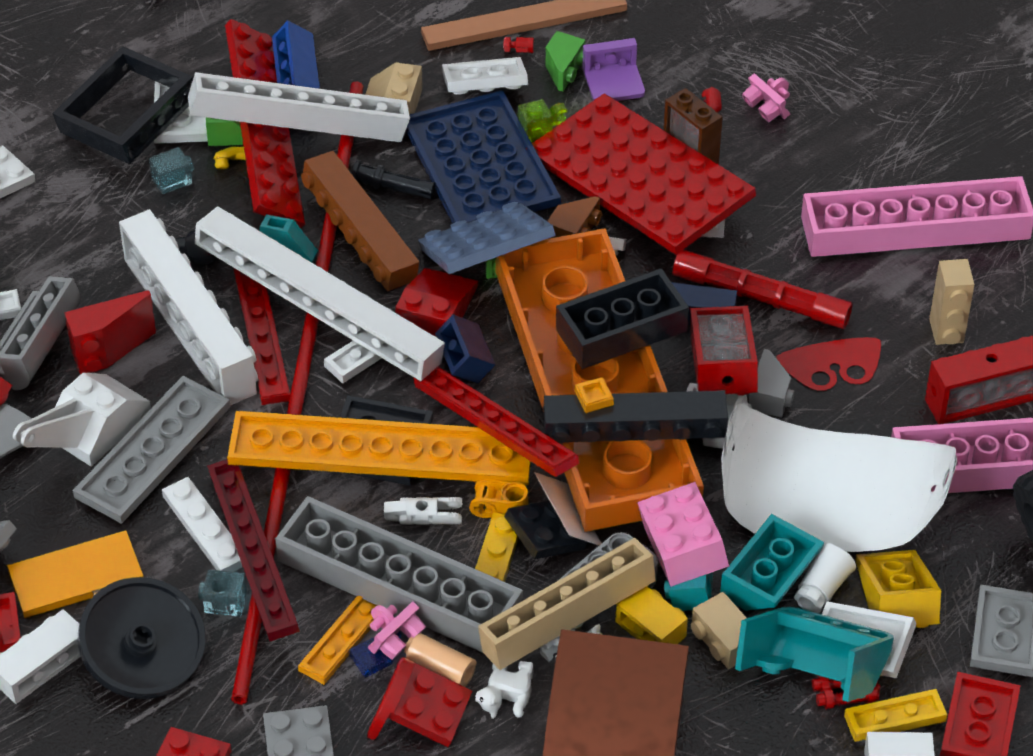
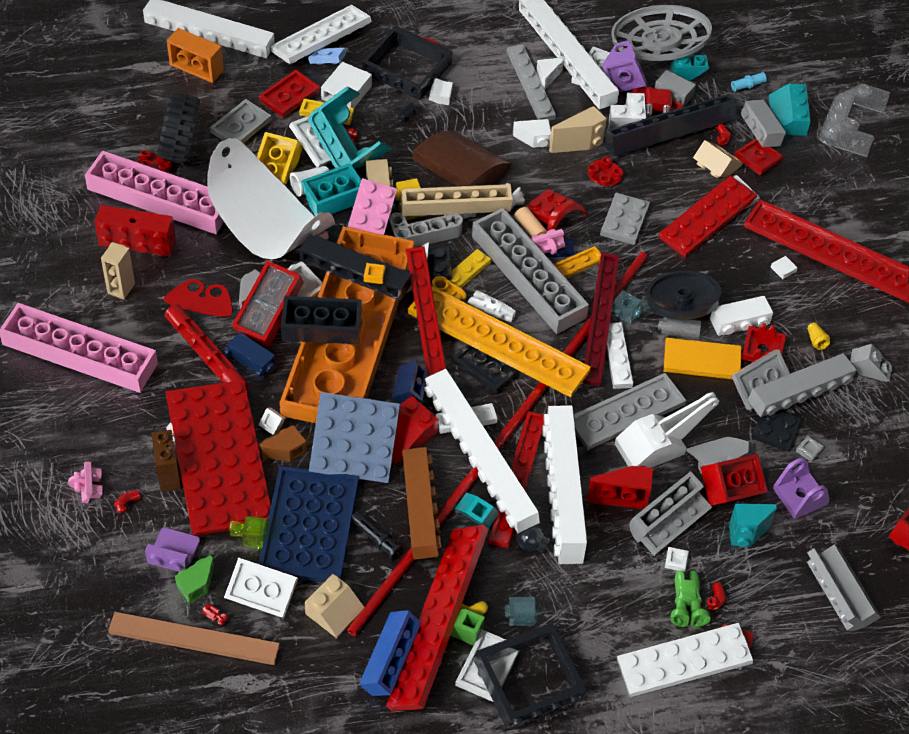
camera: 155 degrees left, 5 degrees up
(298, 107) = (420, 584): white brick -> none

